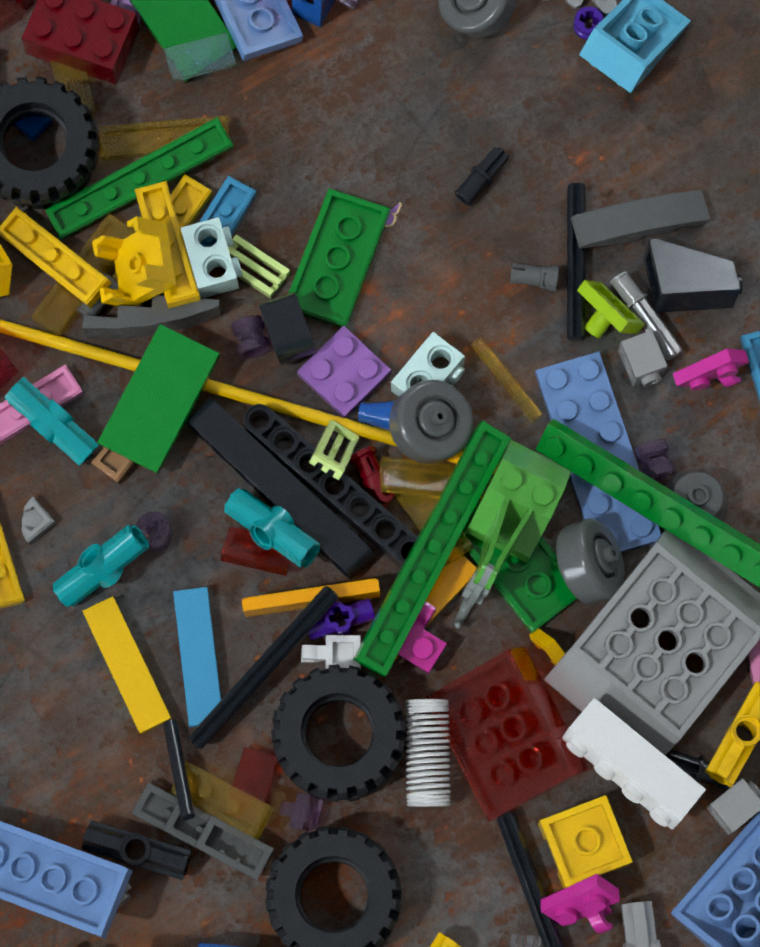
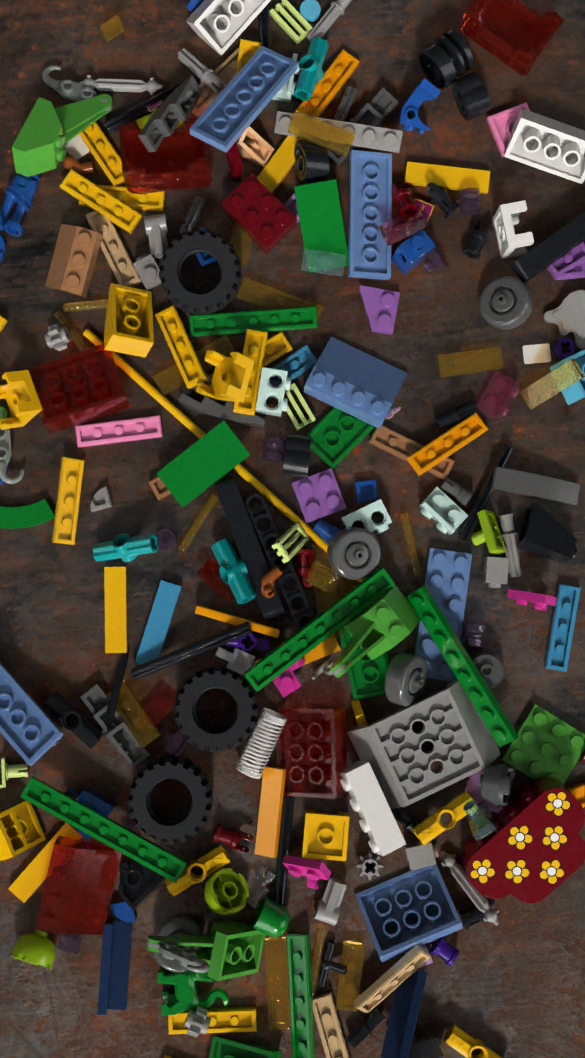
camera: 15 degrees right, 10 degrees up
(51, 421) = (135, 447): teal piece -> none
(190, 488) = (198, 523): none -> clear yellow bar
(308, 83) = (380, 308): none -> medium lavender wing
(320, 196) = (354, 382): none -> medium blue slope
(328, 517) = (268, 582): none -> dark orange arm
(407, 335) = (366, 491): none -> blue tile
(445, 253) = (404, 447): none -> medium nougat tile
(449, 914) = (231, 838): none -> dark red piece
(467, 98) = (470, 362): none -> clear yellow tile
(488, 849) = (270, 812): none -> light orange tile
(489, 219) = (447, 444): none -> light orange tile
(527, 125) = (497, 396): none -> clear pink bracket
(529, 313) = (443, 511): none -> light aqua bracket
(553, 47) = (536, 353): none -> white sticker
(593, 72) = (552, 384): none -> clear yellow tile
(661, 861) = (368, 871): none -> light grey gear

